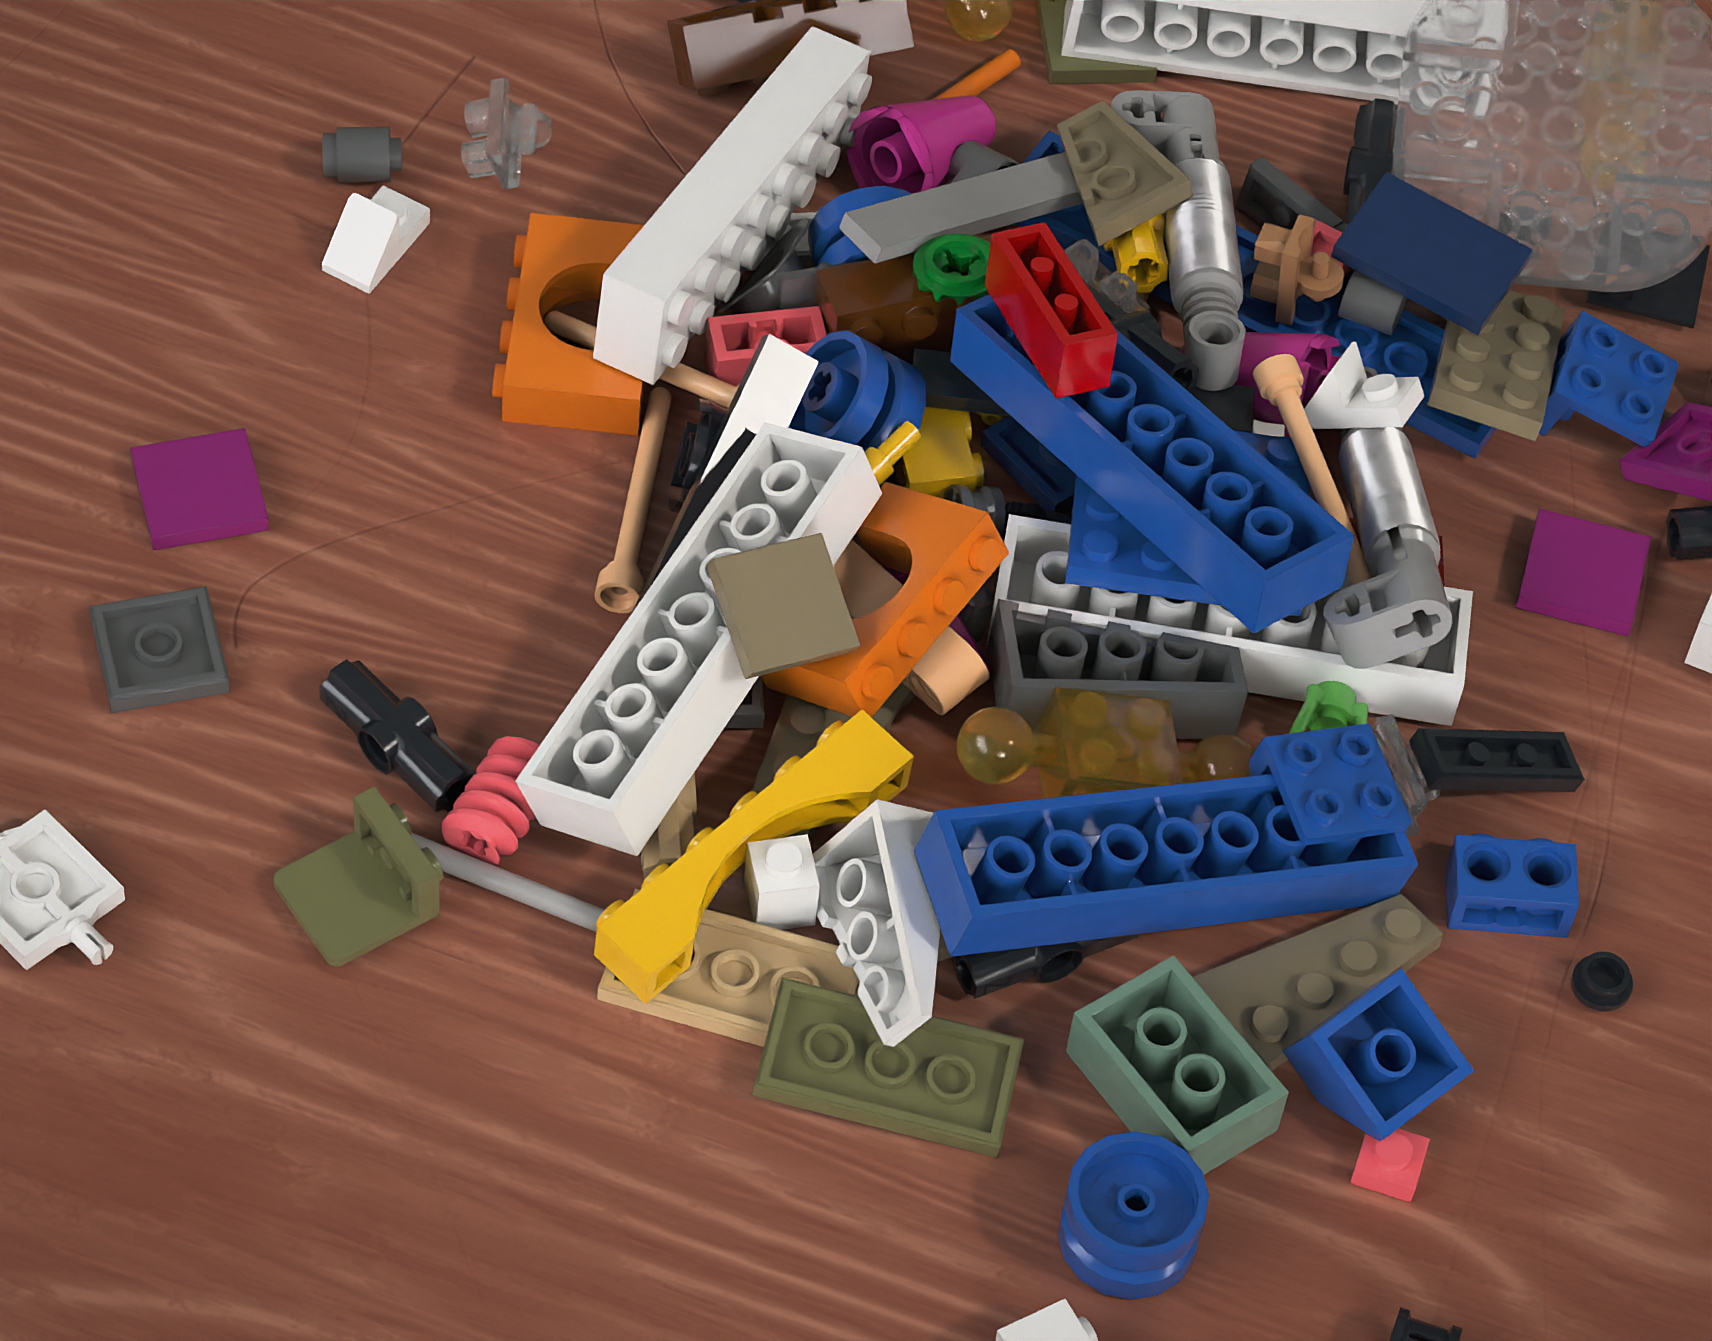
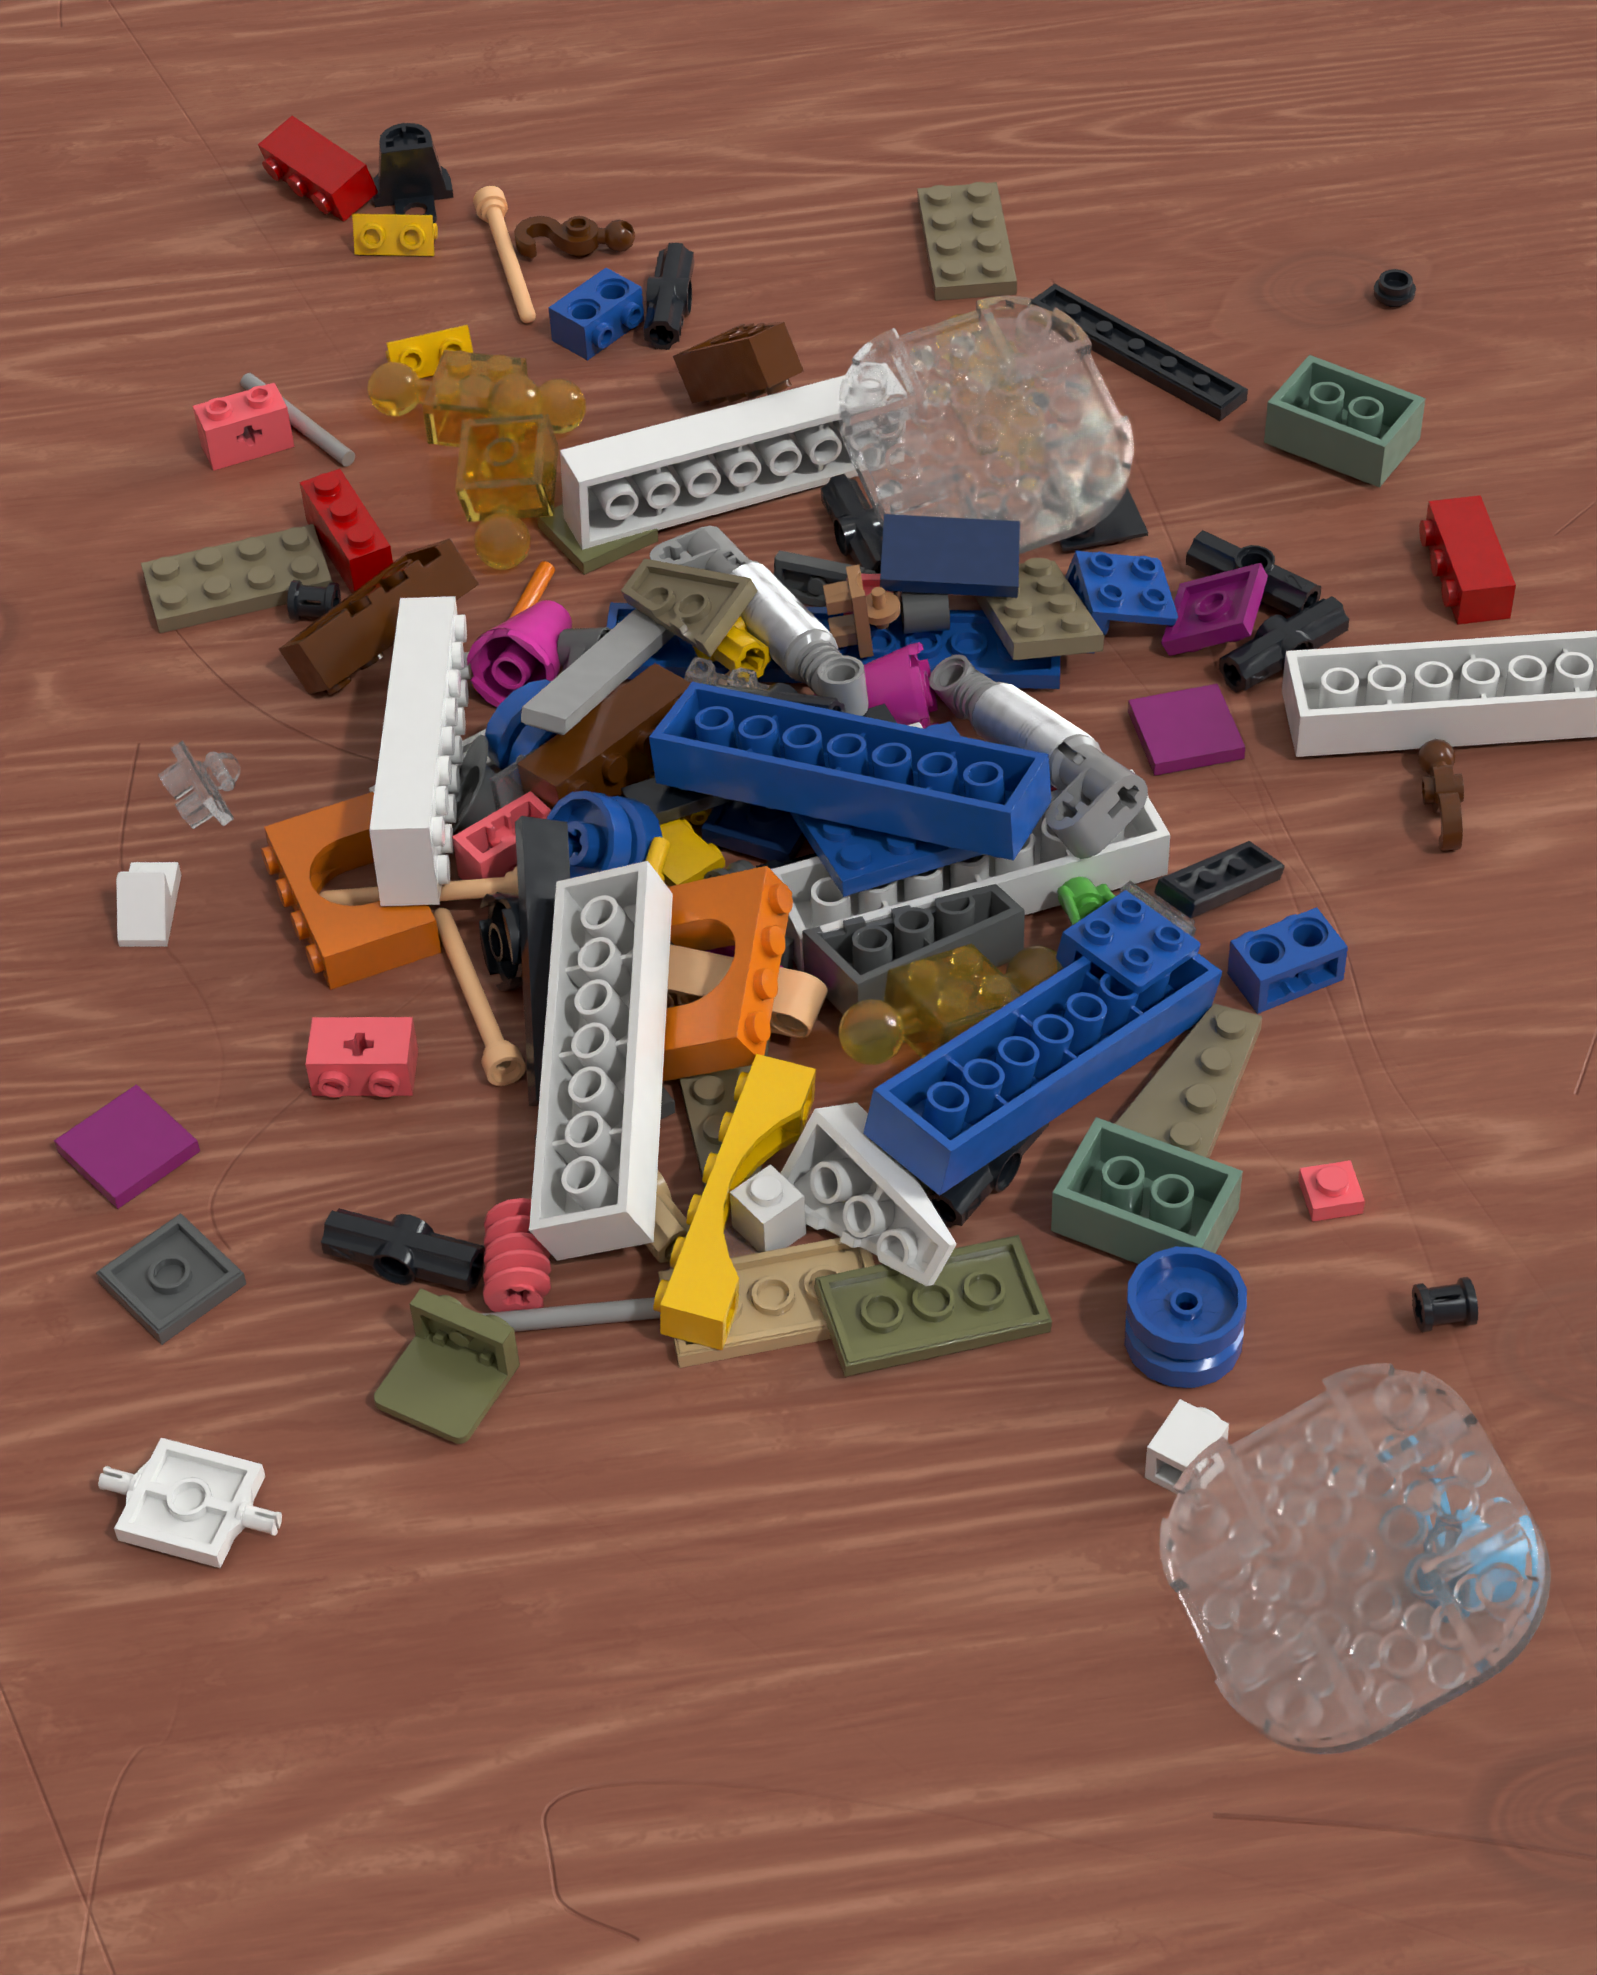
camera: 20 degrees left, 5 degrees down
(361, 154) = (100, 847): dark grey brick -> none
(482, 510) = (362, 1056): none -> coral brick
(783, 605) = (661, 1000): dark tan tile -> none
(959, 252) = (623, 700): green gear -> none
(1050, 310) = (728, 699): red brick -> none
(1280, 383) = (906, 688): light nougat piece -> none
(1356, 401) = (960, 679): white slope -> none
(1379, 1057) = (1280, 1119): blue slope -> none
(1602, 981) = (1391, 995): black plate -> none

